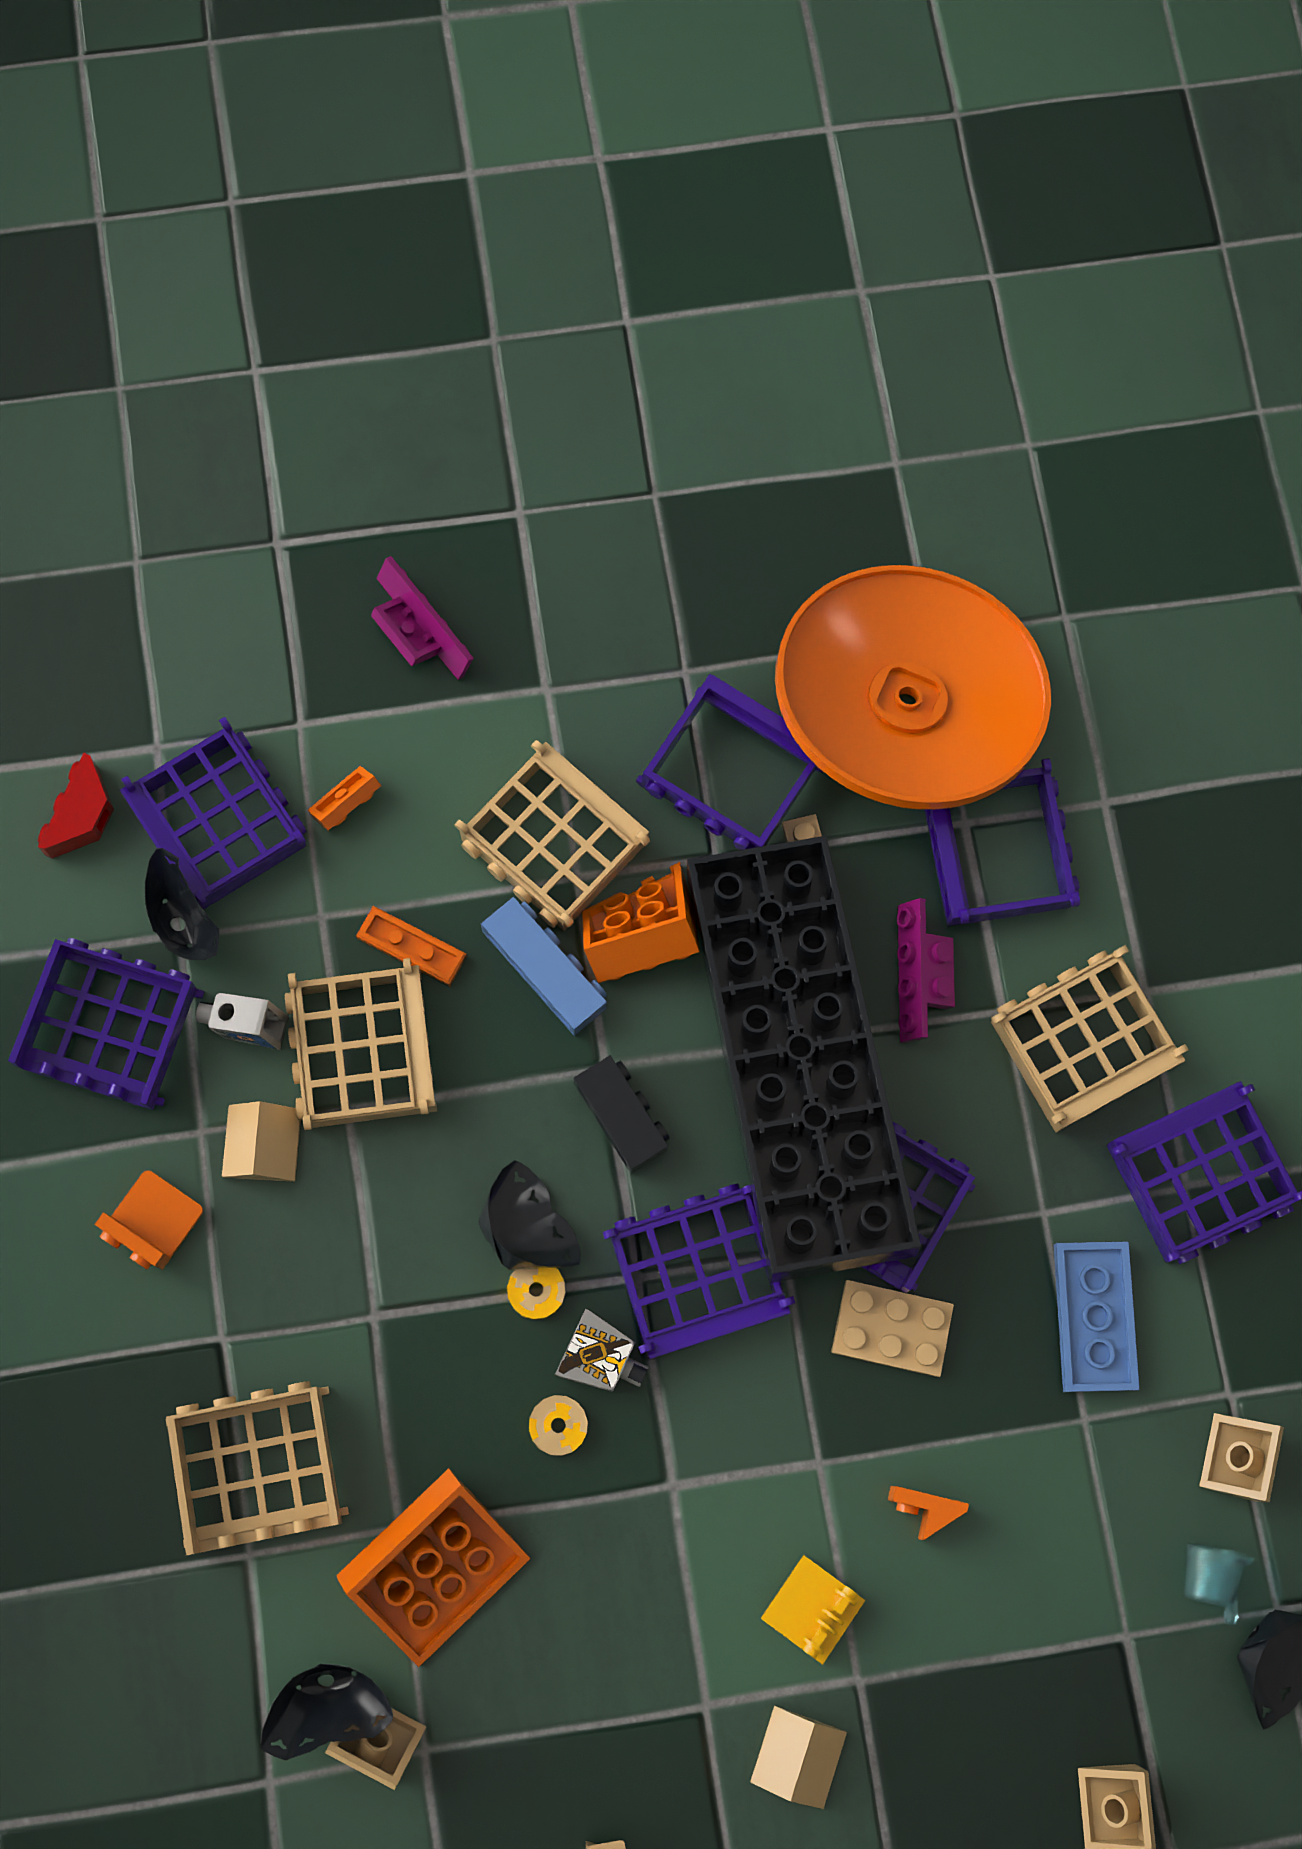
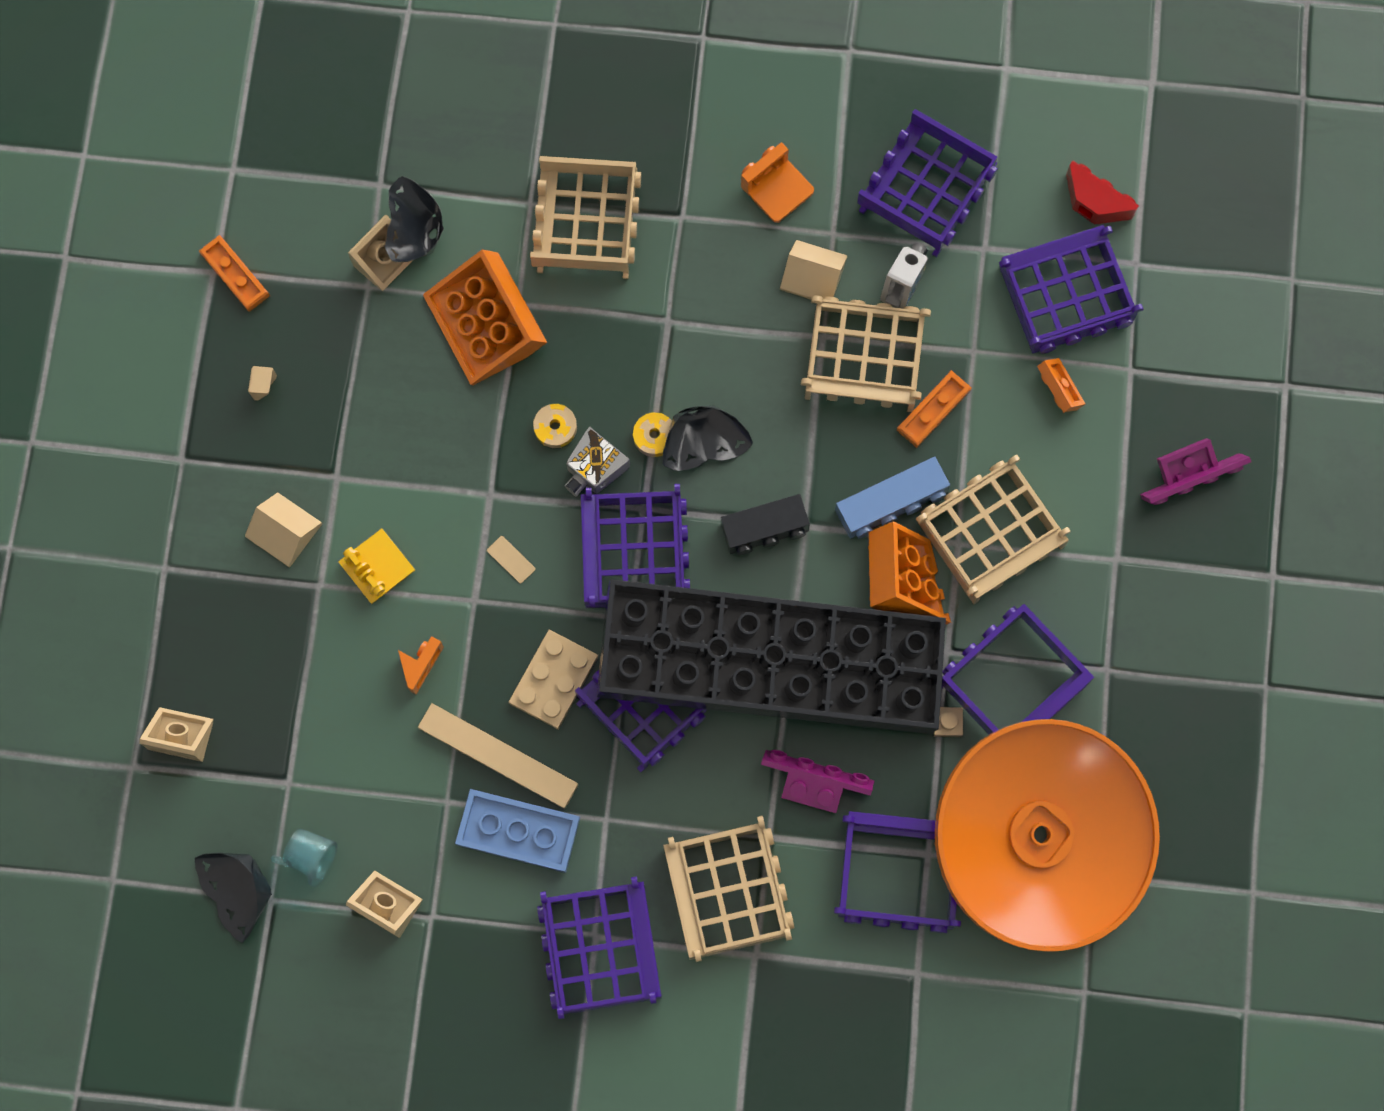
camera: 115 degrees right, 0 degrees up
(164, 882) = (1002, 237): black piece -> none
(751, 1431) = (511, 559): none -> tan sticker
(1009, 1372) = (498, 756): none -> tan tile

